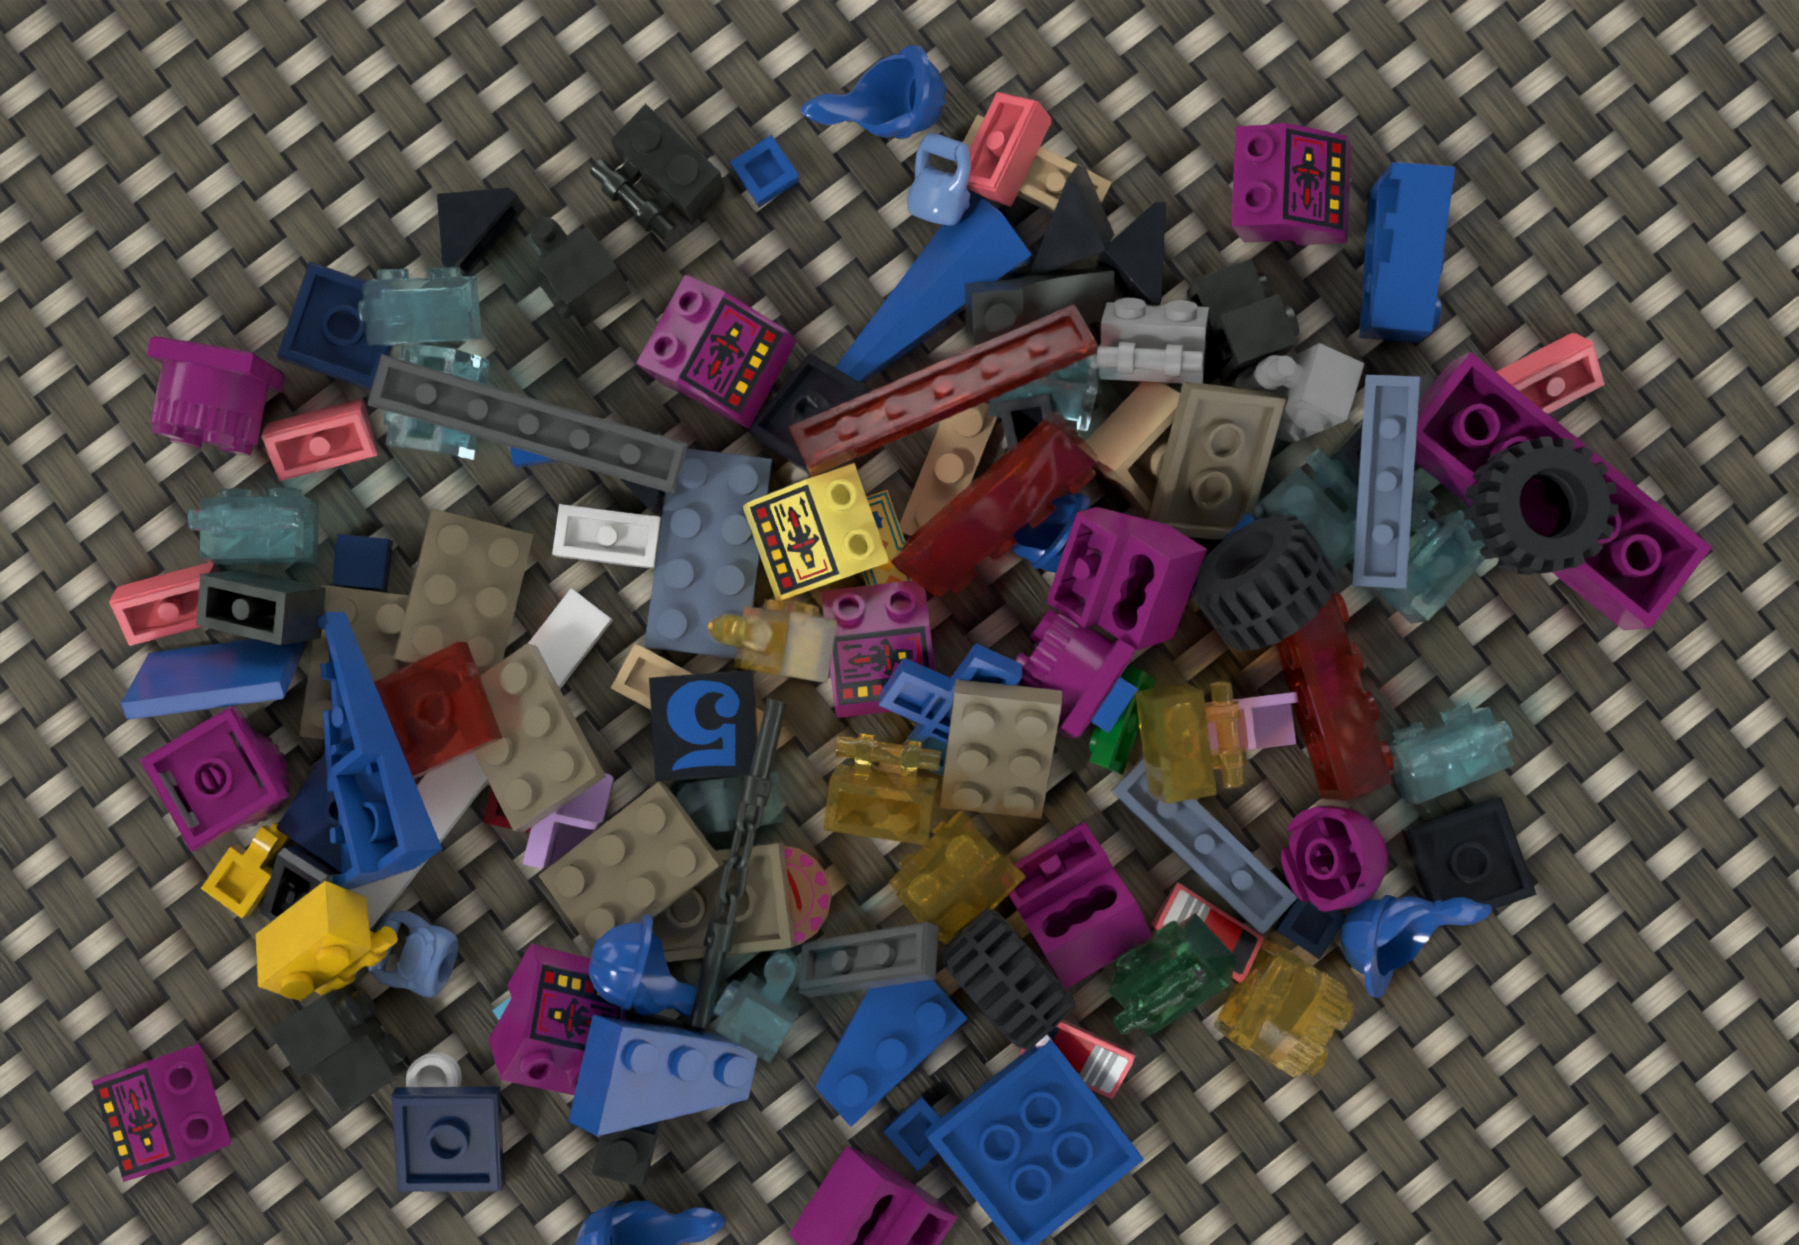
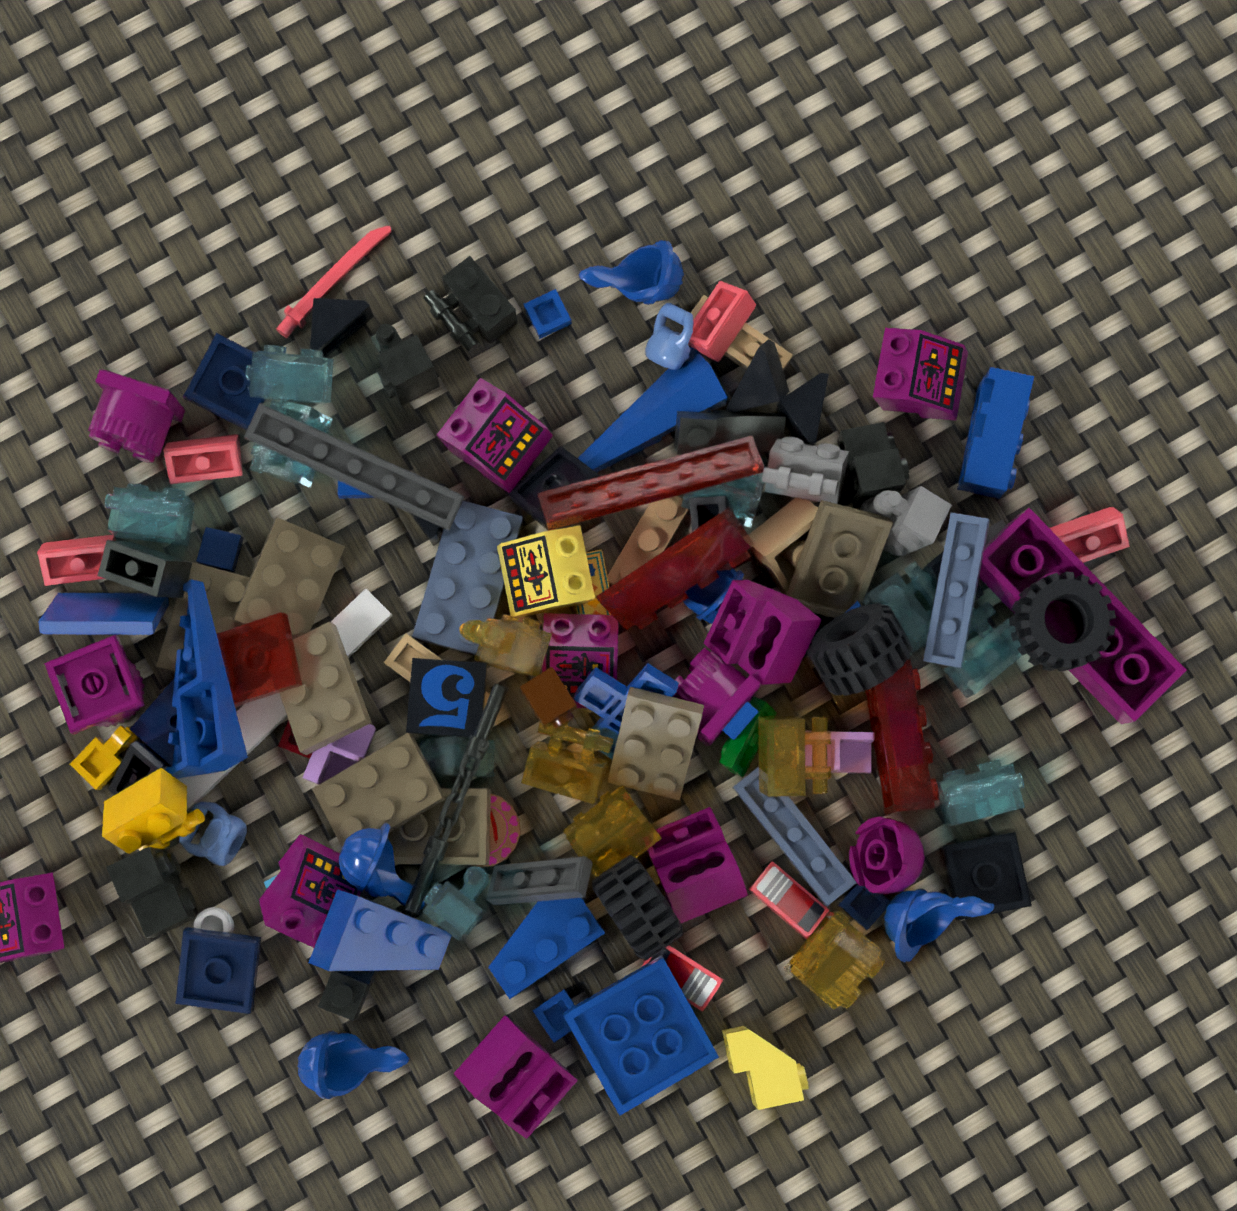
camera: 10 degrees right, 5 degrees down
(418, 221) = (296, 316): none -> coral sword
(606, 536) = (397, 555): white plate -> none
(846, 711) = (549, 699): none -> reddish brown brick
(1170, 975) = (756, 923): clear green brick -> none
(1219, 1174) = (771, 1073): none -> light yellow piece

